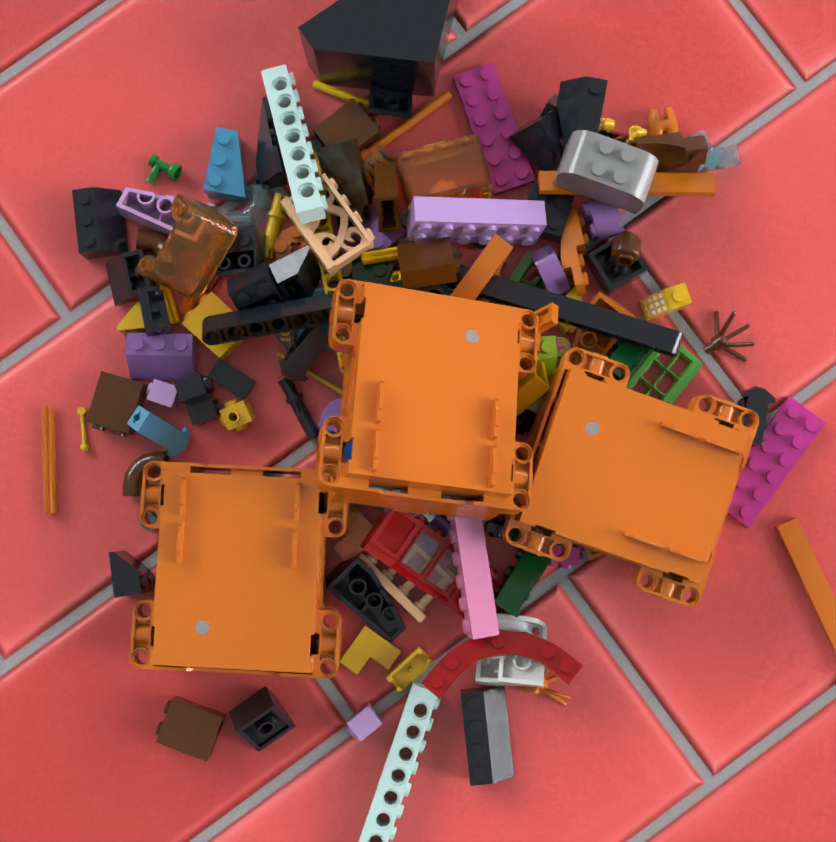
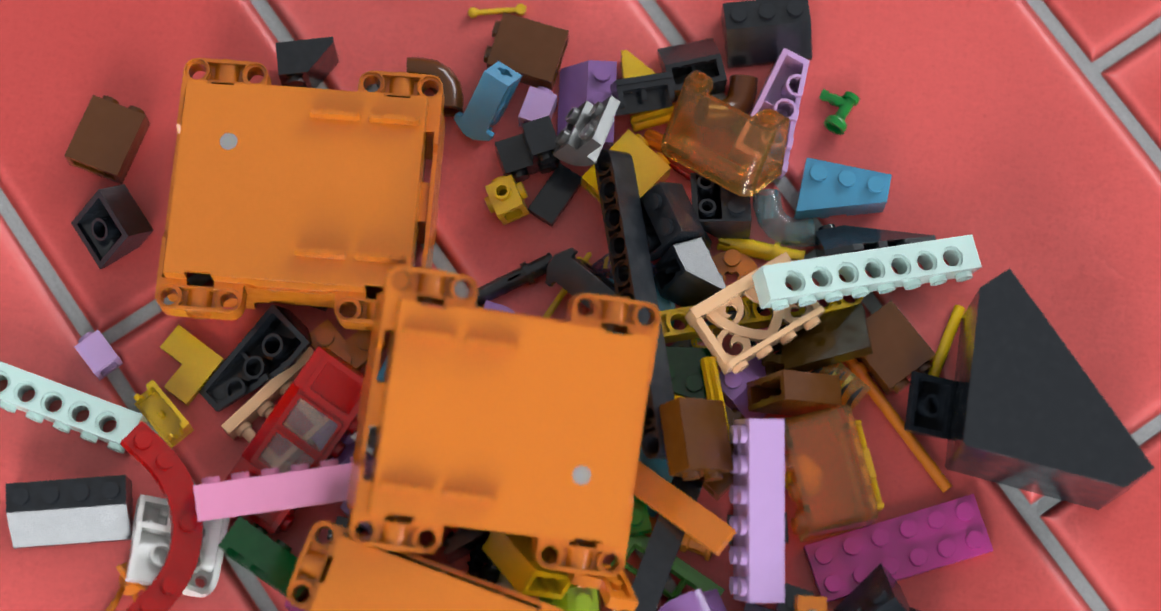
camera: 85 degrees right, 10 degrees down
(187, 350) = (585, 132): none -> dark grey brick

